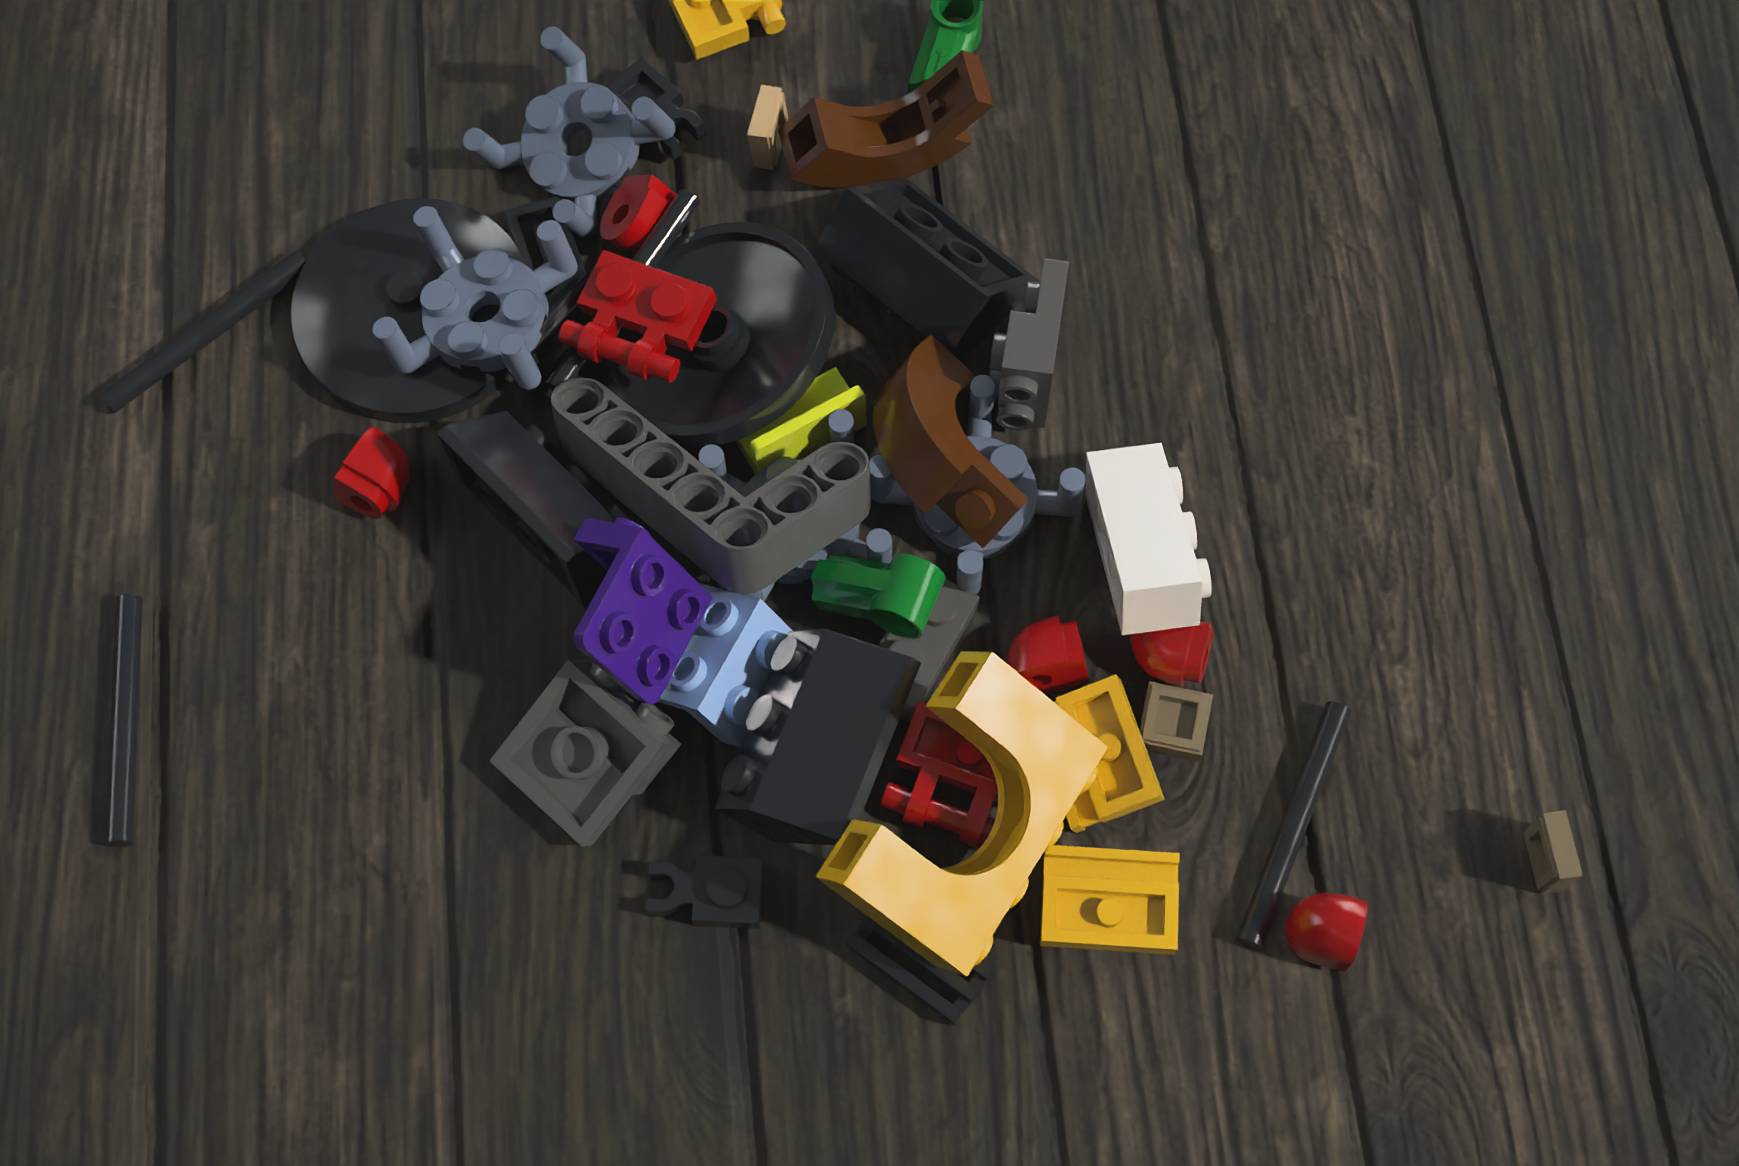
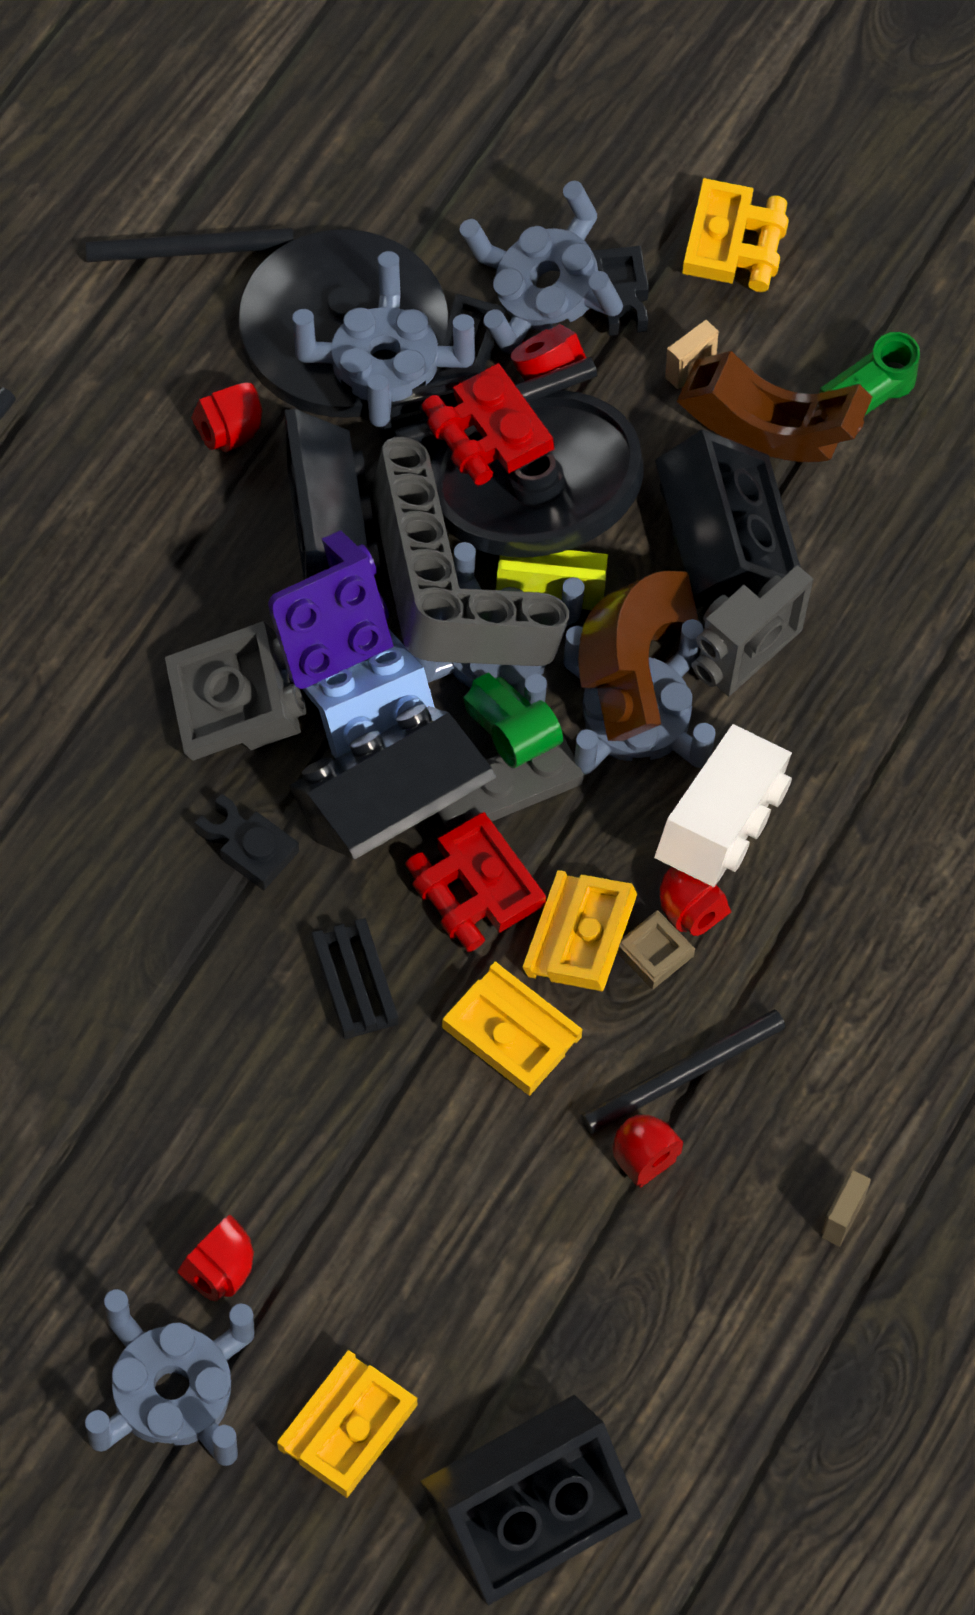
camera: 30 degrees right, 5 degrees down
(1039, 769) = (527, 901): yellow arch -> none
(1049, 655) = (597, 846): red piece -> none

